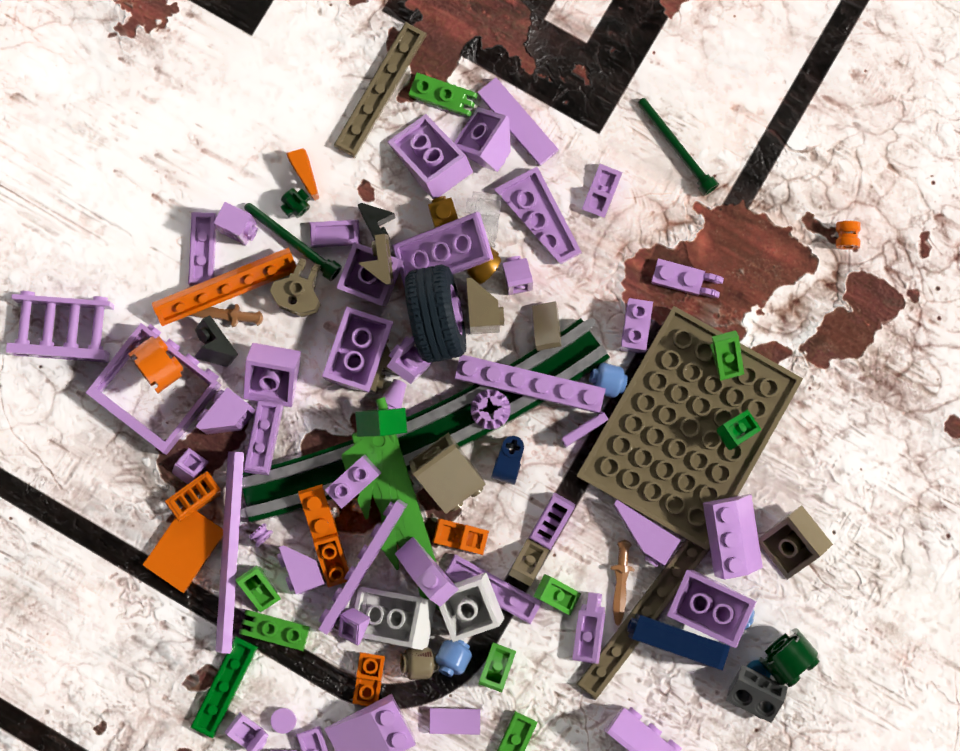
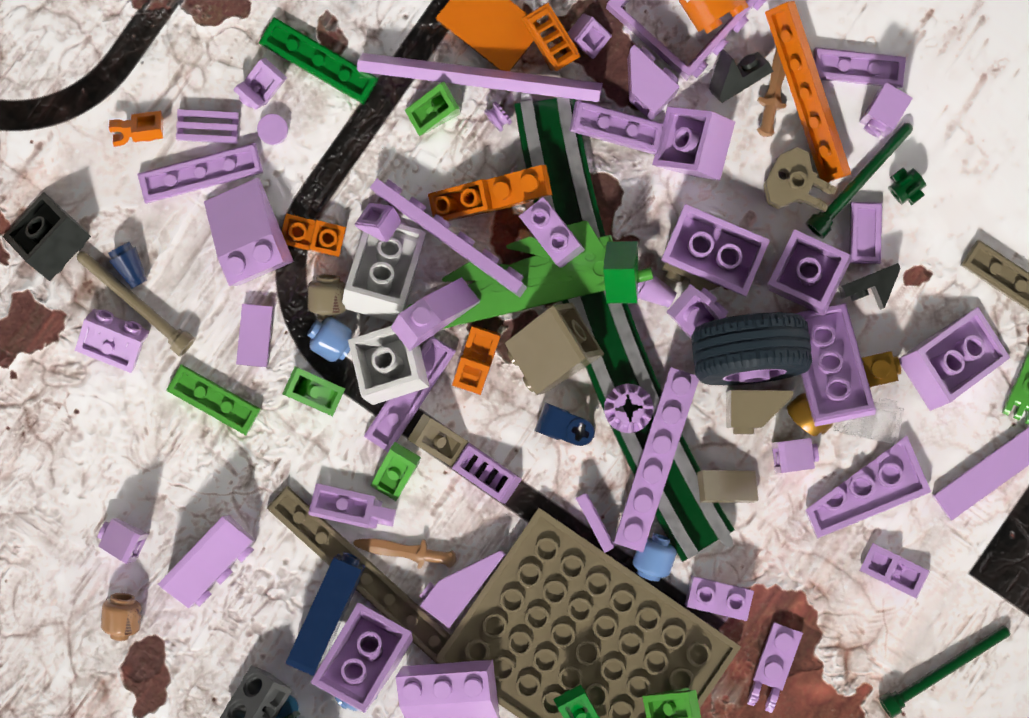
camera: 90 degrees right, 5 degrees up
(276, 630) = (381, 127): bright green hinge -> none
(301, 164) = (953, 198): orange slope -> none
(302, 570) = (450, 164): lavender slope -> none
(383, 266) = (813, 288): dark tan slope -> none
(486, 139) = (971, 430): lavender slope -> none

